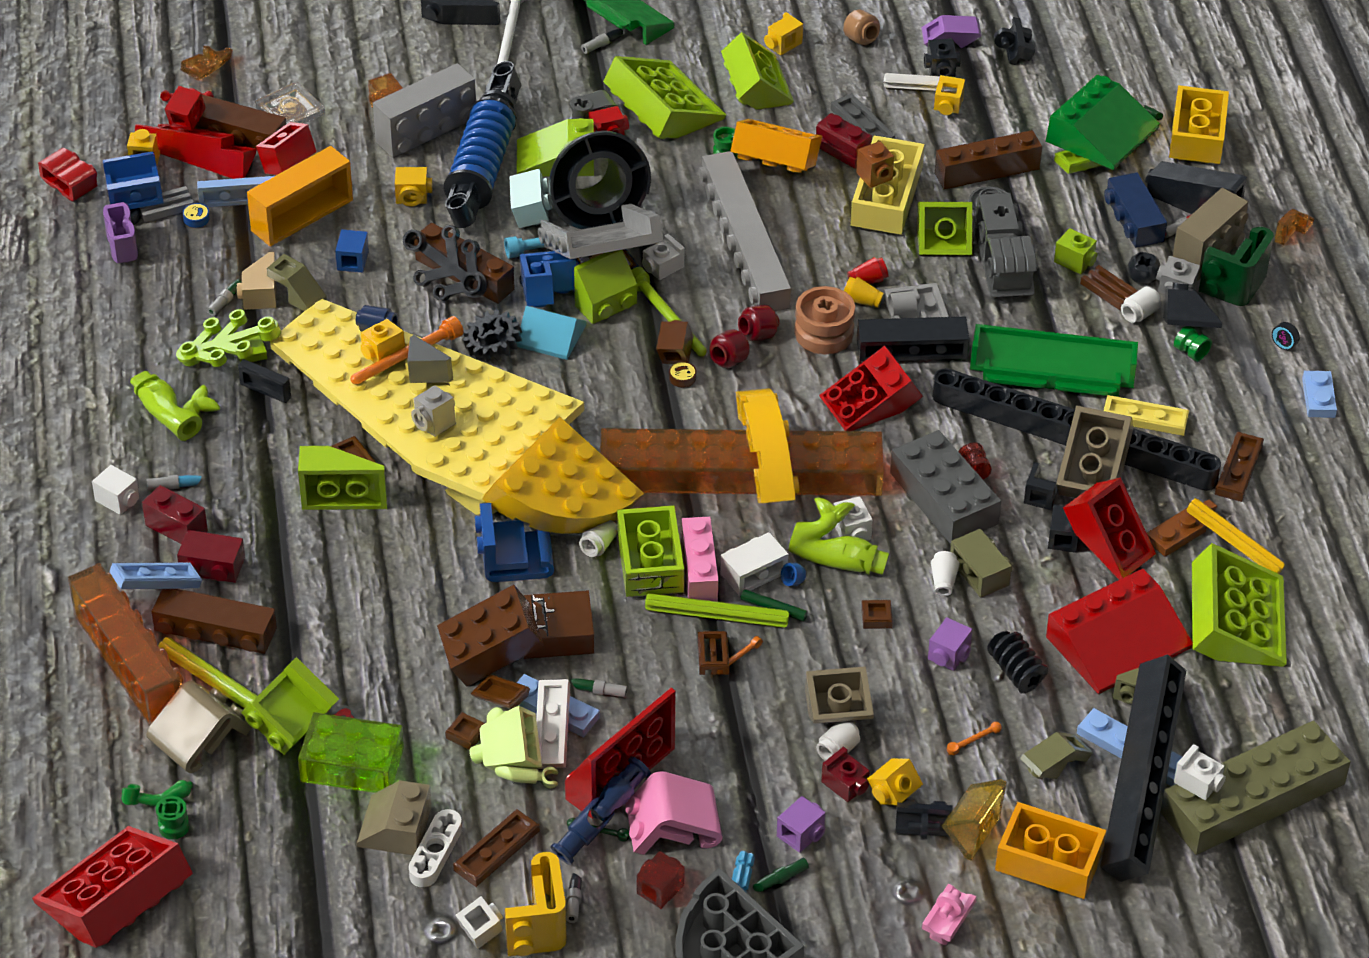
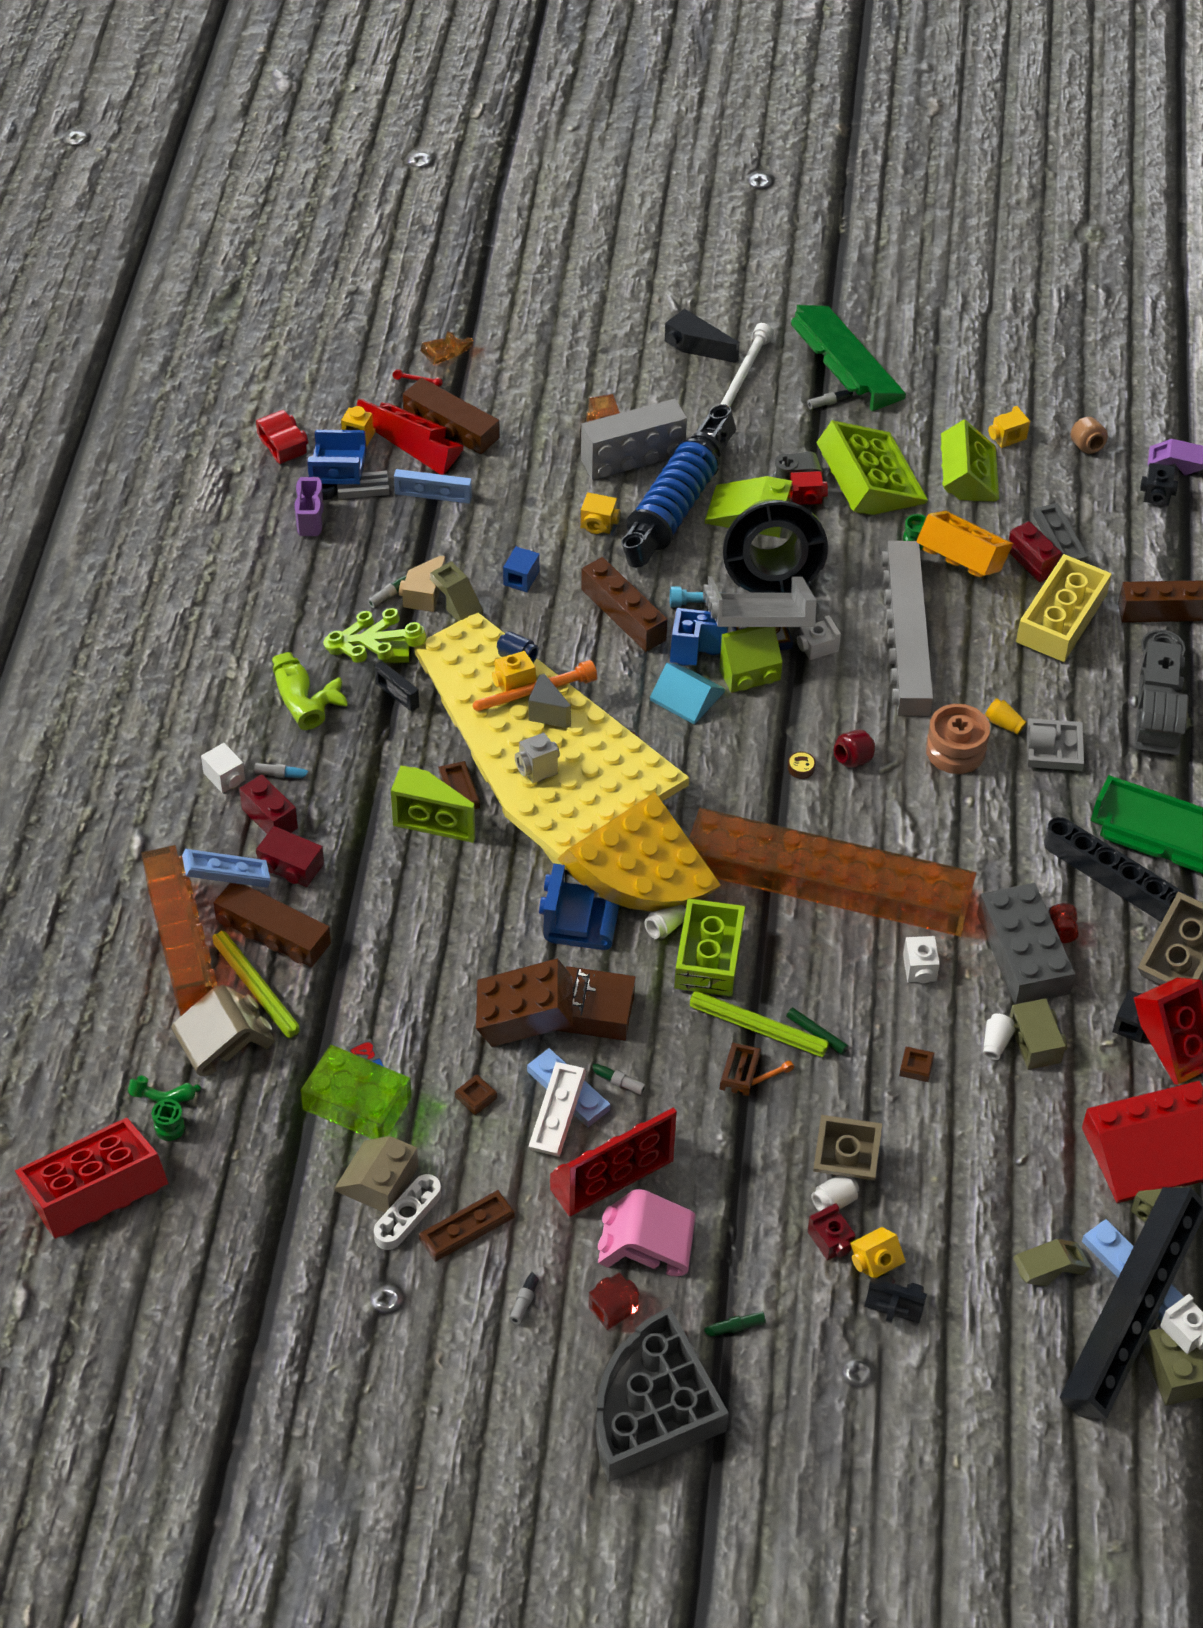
camera: 15 degrees right, 5 degrees up
(185, 108) = (406, 393): red brick -> none
(196, 215) = (387, 501): tile -> none
(286, 148) = (490, 452): red brick -> none
(287, 705) = (309, 1030): lime panel -> none
(293, 103) = (512, 407): clear tile -> none
(300, 196) = (487, 503): light orange piece -> none
(449, 265) = (606, 603): black plant -> none
(480, 921) = (422, 1304): white brick -> none
(492, 335) = (627, 685): black gear -> none
(501, 692) = (520, 1063): reddish brown tile -> none
(512, 747) = (510, 1124): yellowish green torso -> none
(529, 198) = (705, 550): light aqua brick -> none
(535, 926) = (473, 1324): yellow piece -> none
(614, 795) = (590, 1203): dark blue piece -> none
(622, 834) = (592, 1240): dark green hinge -> none
(643, 285) = (790, 660): lime piece -> none
(674, 342) = (802, 730): reddish brown brick -> none
(699, 558) = (756, 966): bright pink brick -> none
(743, 869) = (697, 1314): dark azure axle -> none
(753, 563) = (809, 982): white brick -> none
(758, 322) = (891, 727): dark red head -> none
(767, 437) = (855, 860): yellow brick -> none
(793, 574) = (845, 1002): blue hinge -> none
(801, 824) = (771, 1275): medium lavender brick -> none
(840, 552) = (897, 990): lime piece -> none
(870, 271) = (1019, 696): red cone -> none
(871, 392) = (982, 825): red slope -> none
(875, 164) = (1053, 586): dark orange brick -> none
(913, 82) = (1131, 504): white axle -> none
(914, 338) = (1036, 775): black brick -> none
(944, 228) = (1108, 665): lime slope -> none
(946, 101) = (1152, 530): yellow brick -> none
(948, 914) = (888, 1410): bright pink hips -> none
(950, 644) = (979, 1115): medium lavender brick -> none
(953, 748) = (951, 1227): orange hinge -> none
(975, 816) = (946, 1311): clear yellow slope -> none
(1017, 660) = (1042, 1150): black piece -> none
(1039, 491) = (1120, 967): black panel -> none
(1050, 850) = (1013, 1367): light orange brick -> none

